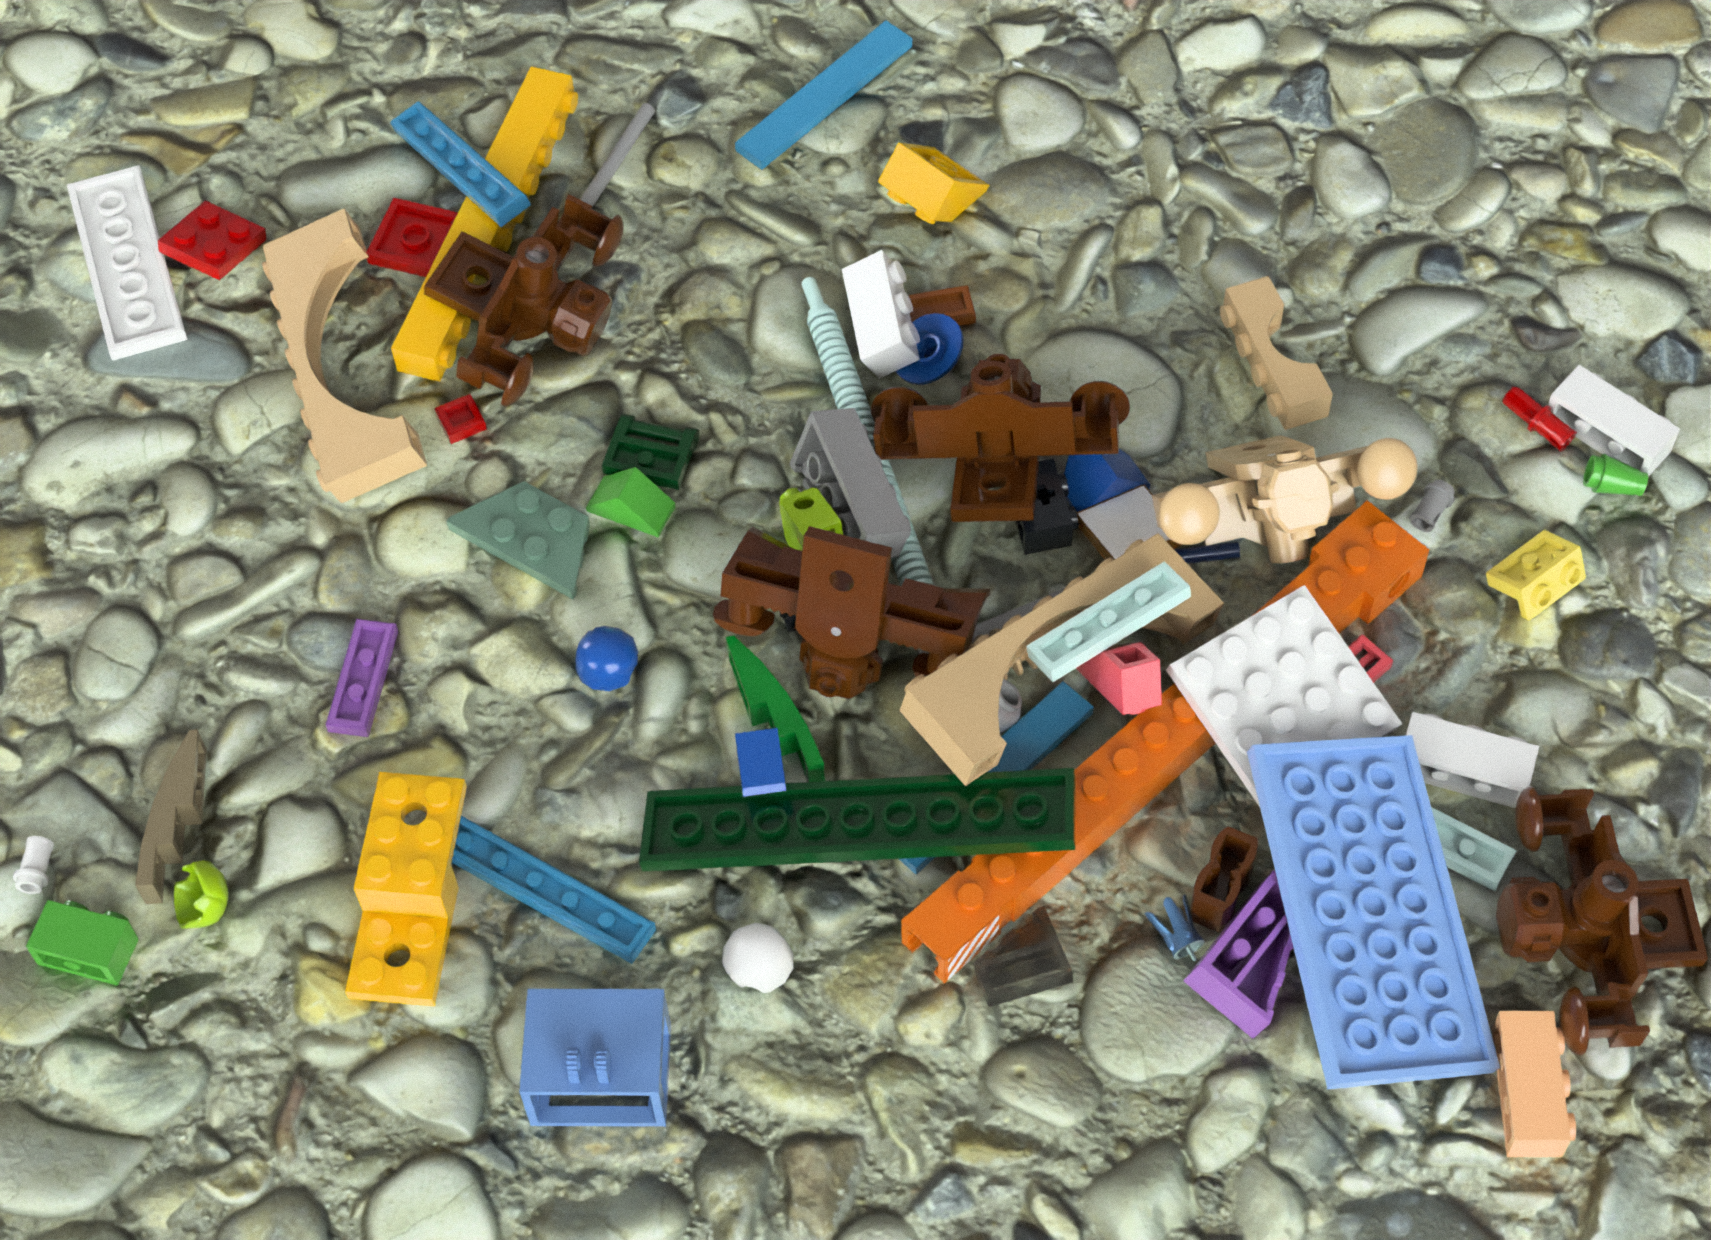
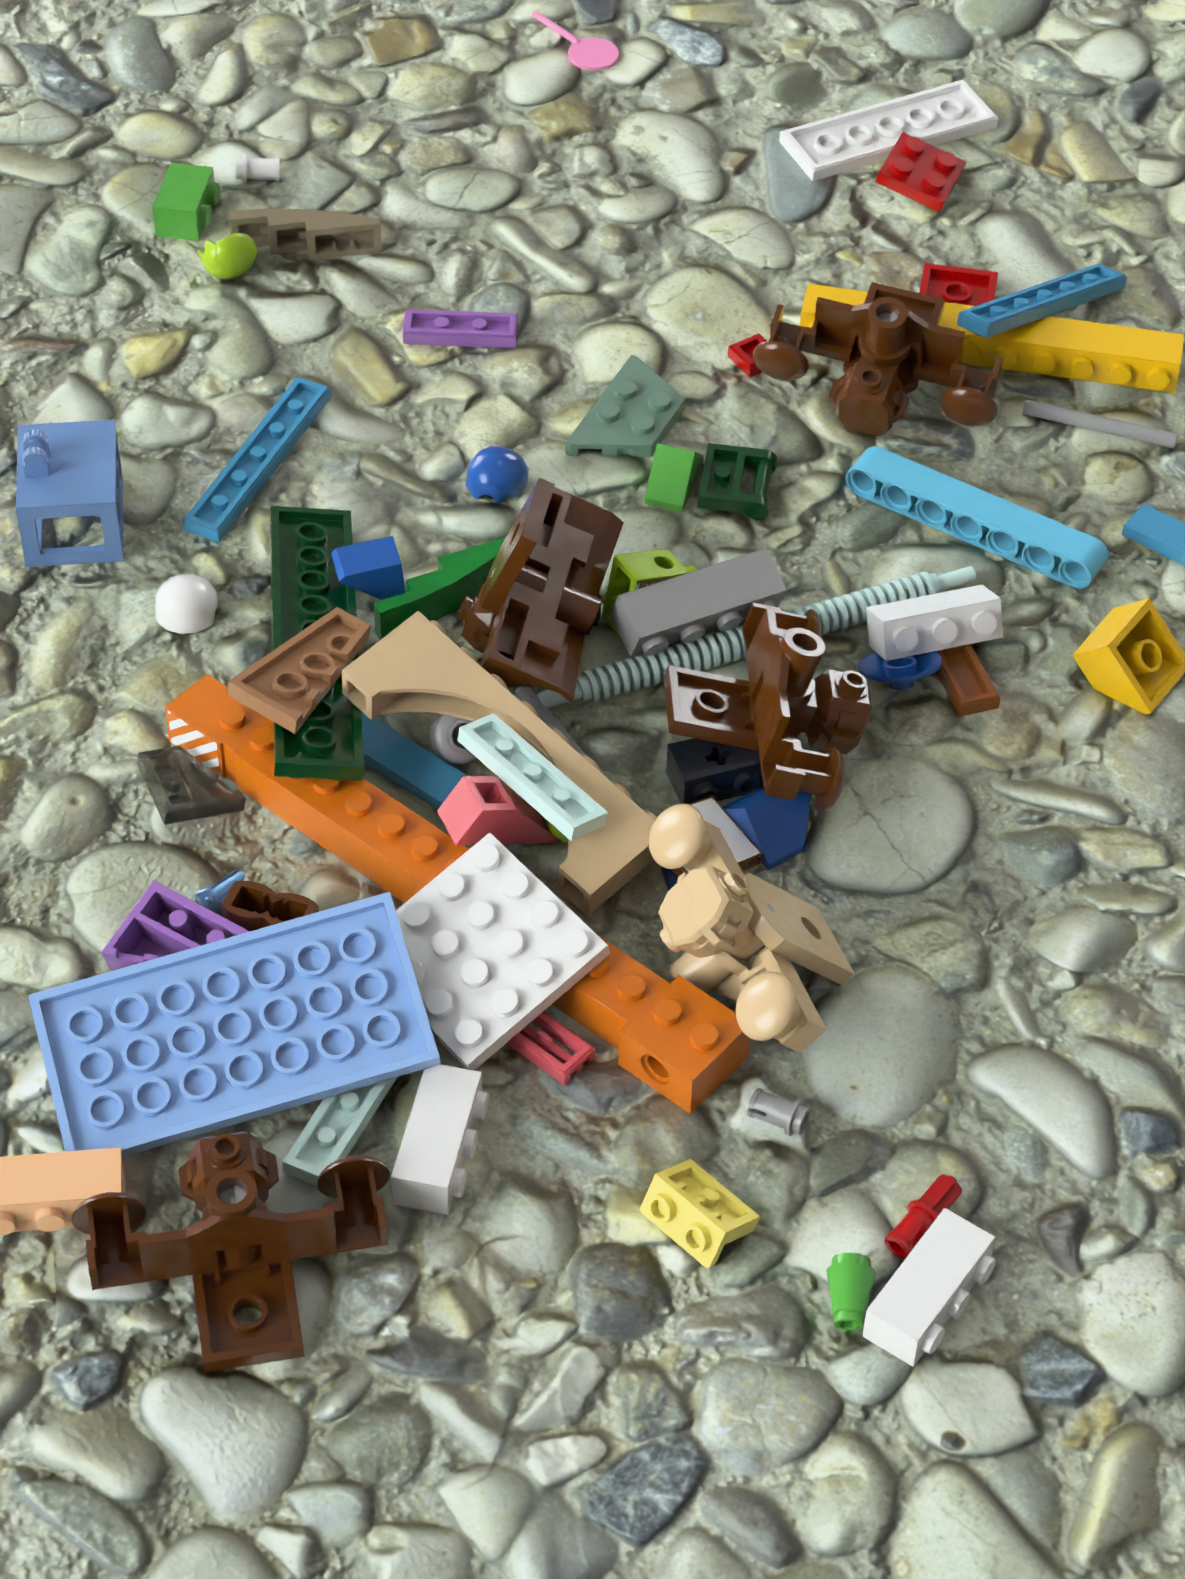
camera: 80 degrees right, 10 degrees down
(351, 446) = (699, 281): tan arch -> none
(406, 889) = (244, 355): yellow bracket -> none
(733, 269) = (977, 517): none -> medium azure beam
(950, 820) = (302, 670): none -> medium nougat wing
(1293, 389) = (1010, 939): tan arch -> none

